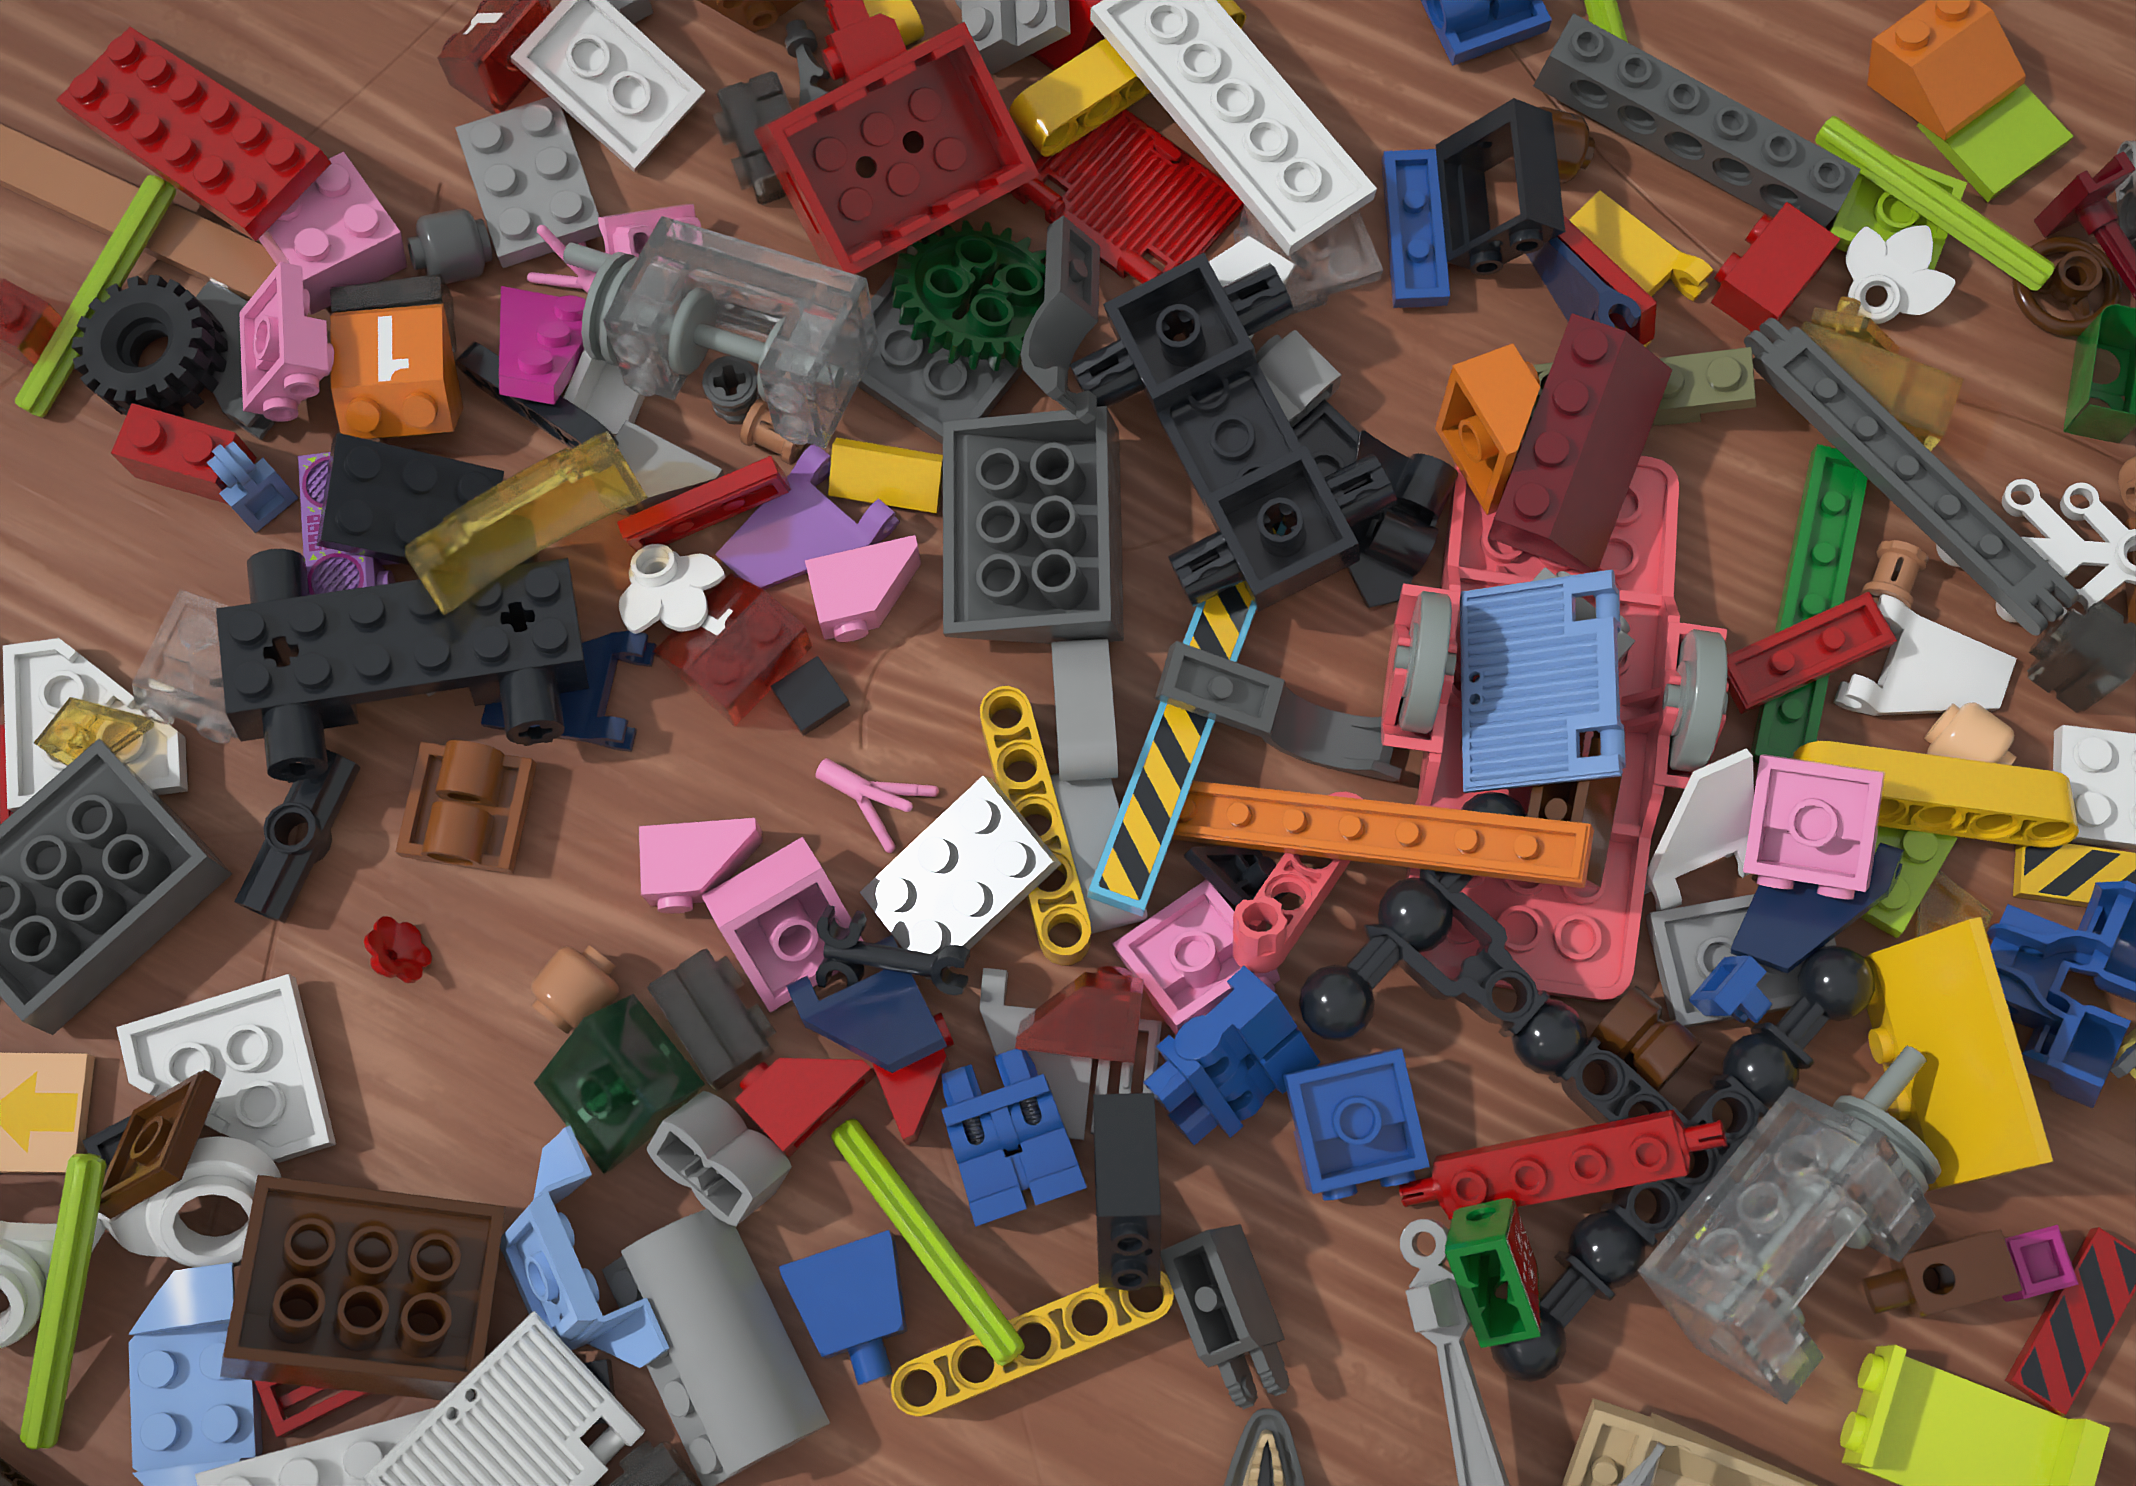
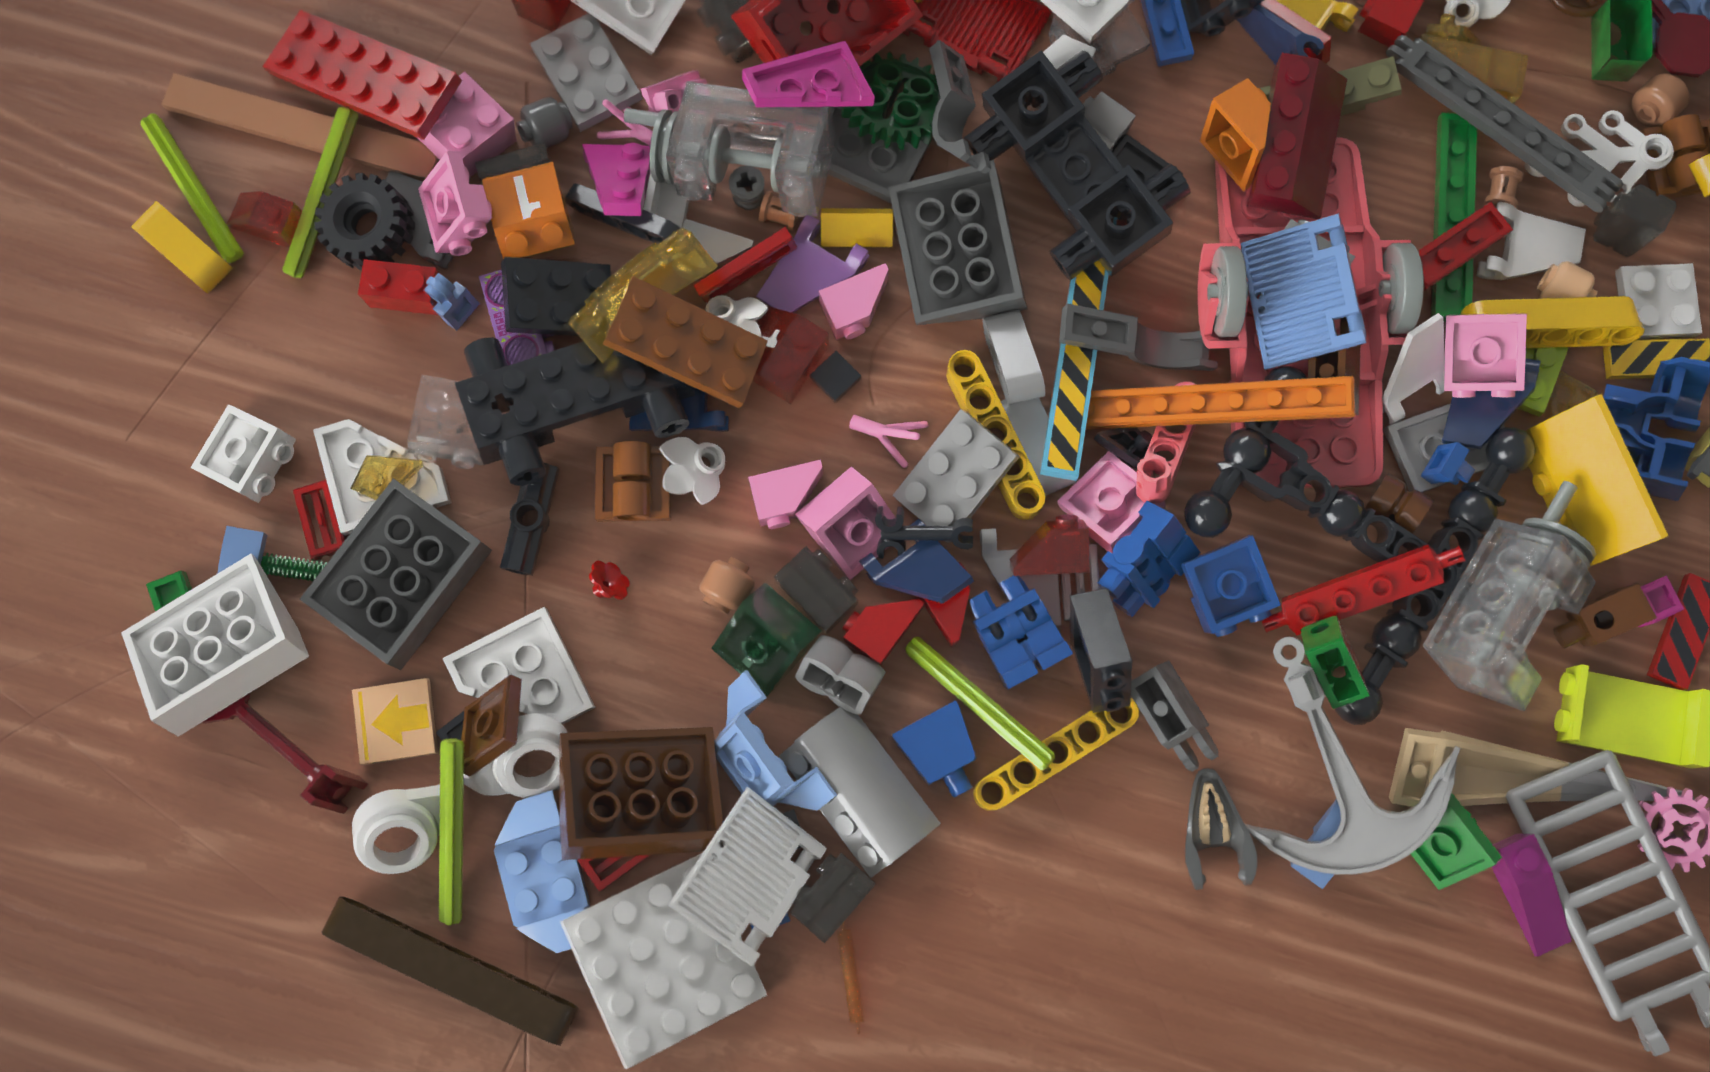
camera: 10 degrees left, 5 degrees up
(553, 802) = (689, 472): none -> white plate
(578, 604) = (685, 342): none -> dark orange plate
(841, 240) = (810, 79): none -> dark pink wing
(1401, 537) = (1194, 213): black panel -> none

